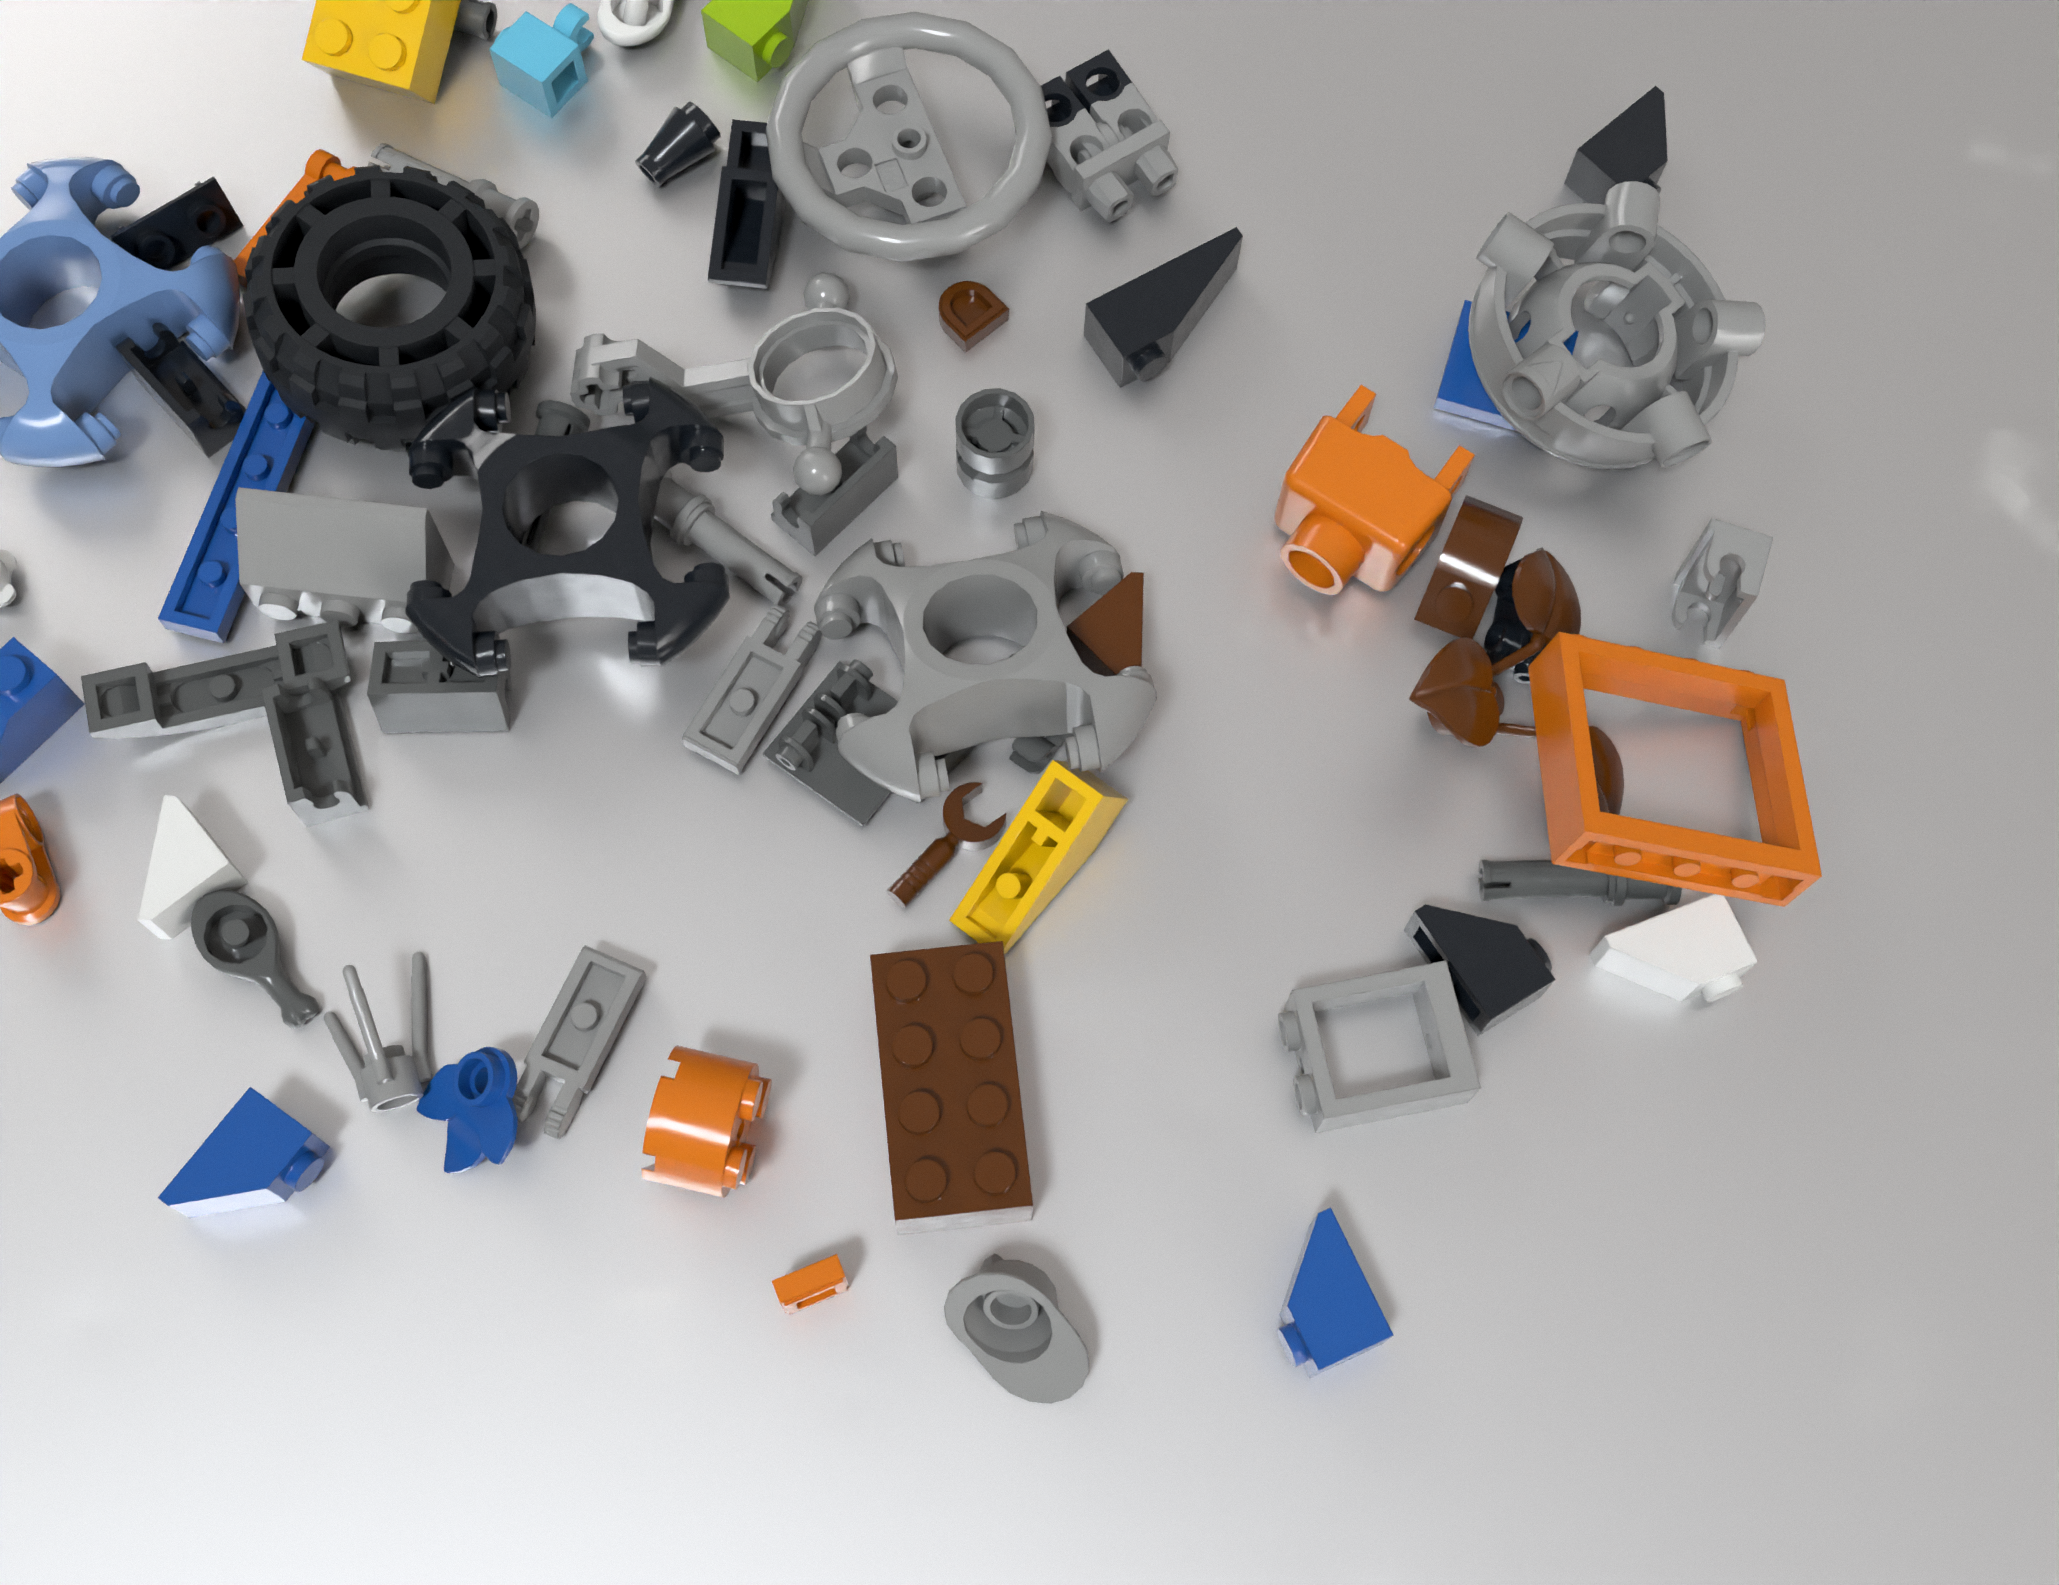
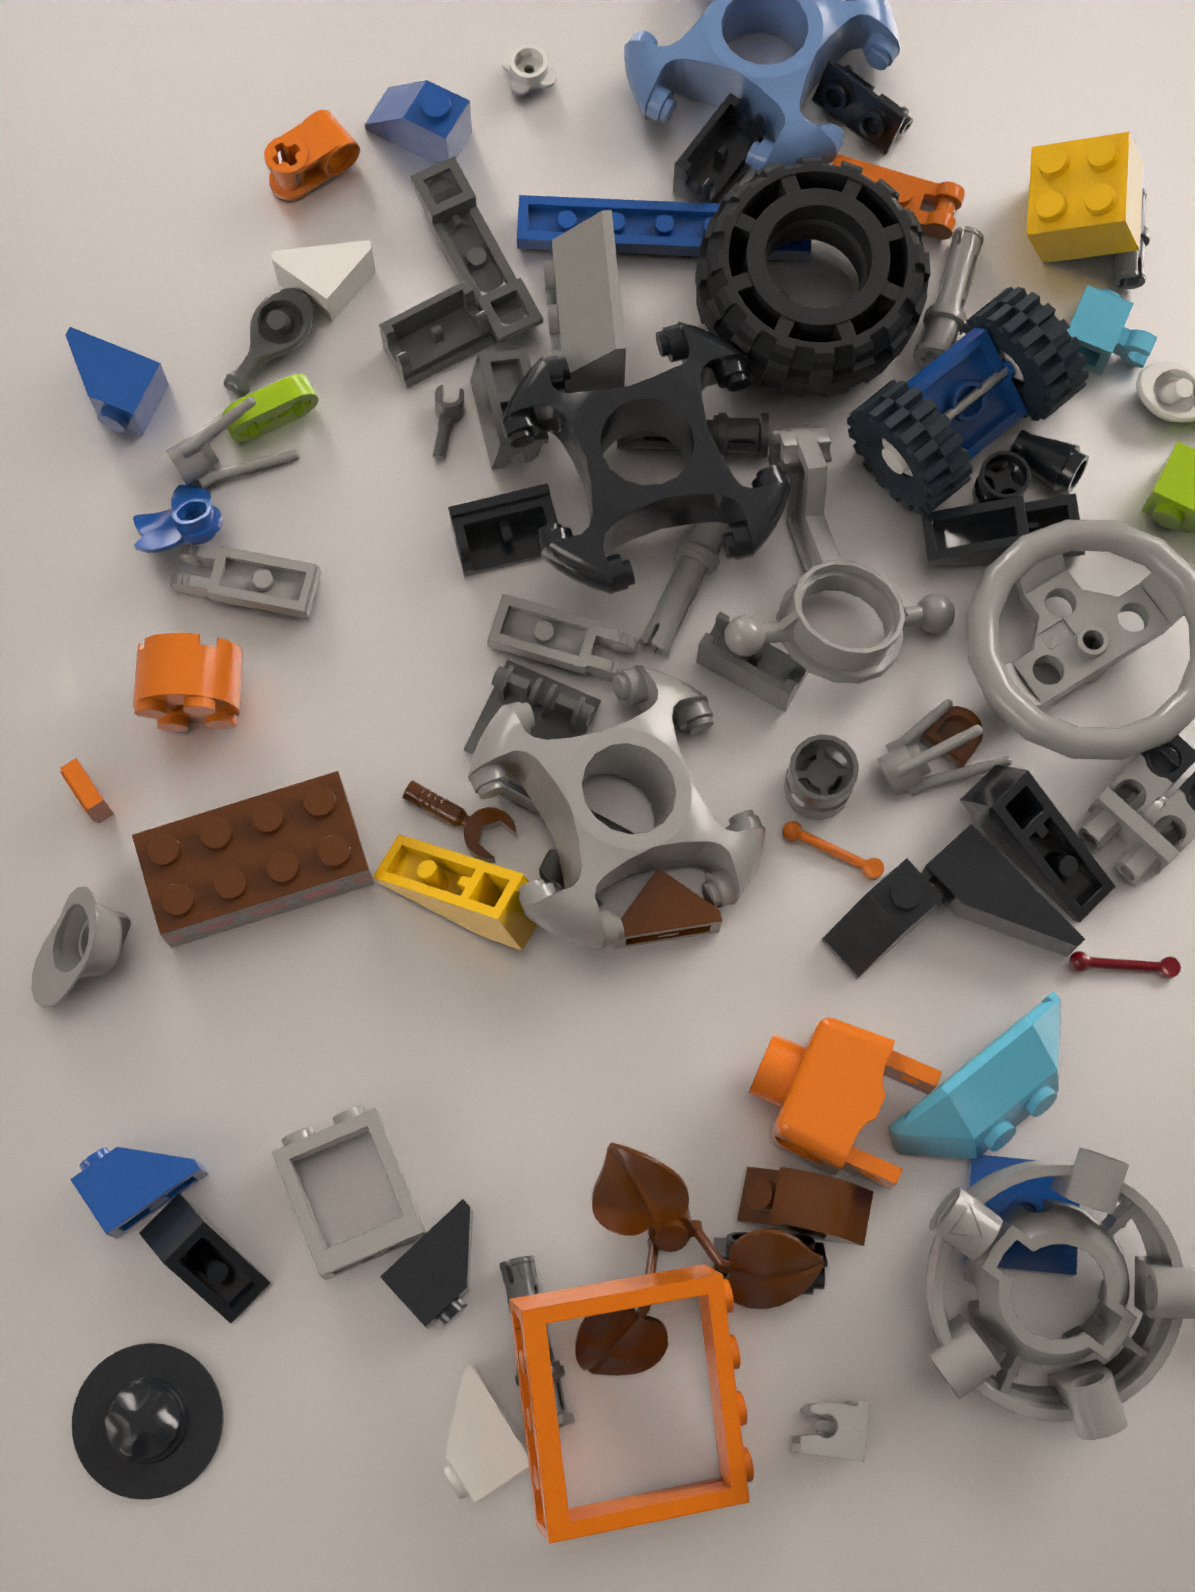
camera: 80 degrees right, 5 degrees up
(343, 945) = (274, 407): none -> lime beam
(422, 765) = (447, 415): none -> dark grey hand
(561, 137) = (1004, 369): none -> black plate
(598, 722) = (501, 528): none -> black hinge
(692, 193) = (1006, 473): none -> black wheel
(1001, 356) = (907, 766): none -> light grey plant
(1101, 252) = (1037, 839): none -> black slope
(1101, 429) = (871, 868): none -> orange hinge
(1165, 420) = (882, 918): none -> black slope
(1267, 180) = (1166, 968): none -> dark red hinge
(1377, 351) = (989, 1093): none -> medium azure wedge
(1427, 1232) = (203, 1258): none -> black slope
(1606, 1339) = (147, 1421): none -> black hat

